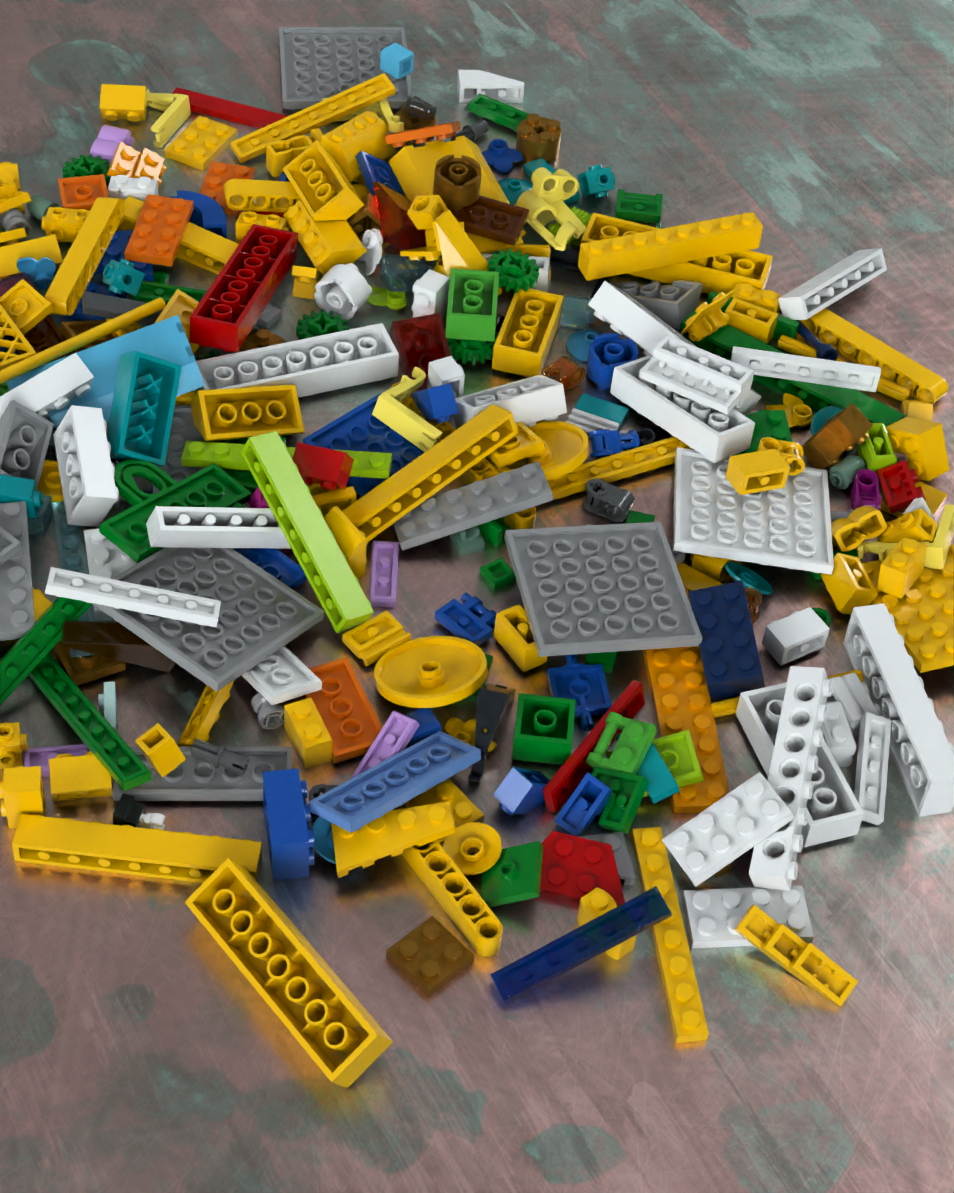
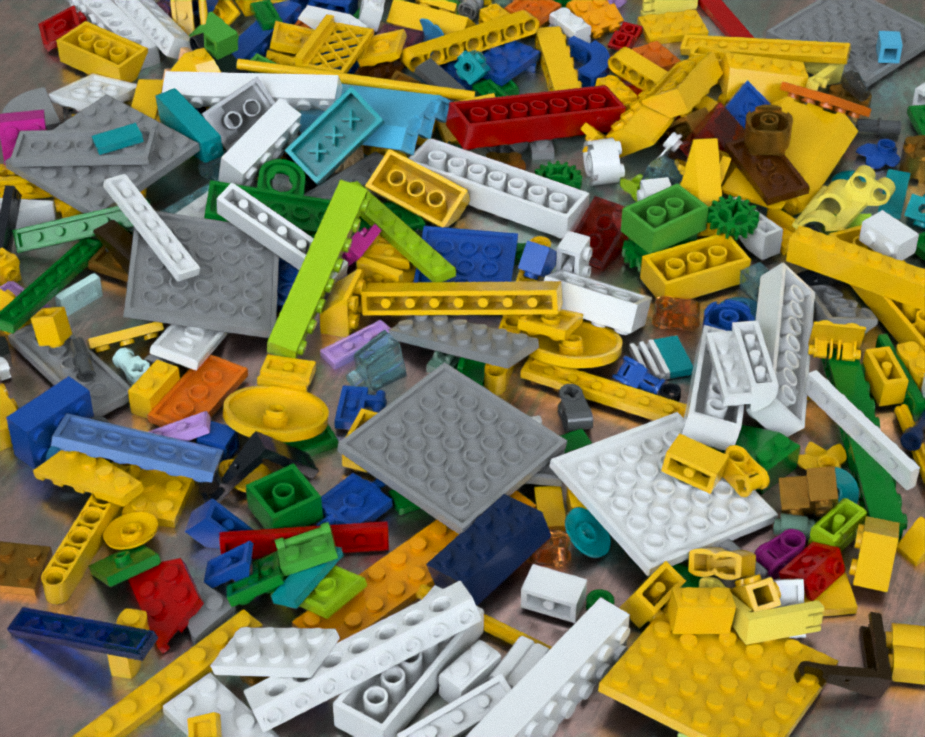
camera: 55 degrees right, 5 degrees down
(159, 230) = (541, 54): orange plate -> none
(180, 174) = (626, 36): none -> red slope
(262, 731) = (132, 366): none -> light aqua connector
(323, 466) = (391, 242): red brick -> none
(402, 419) = (509, 238): light yellow hinge -> none
(425, 210) = (721, 132): yellow brick -> none
(437, 578) = (378, 363): none -> clear light blue torso
(633, 213) = (888, 236): none -> white brick

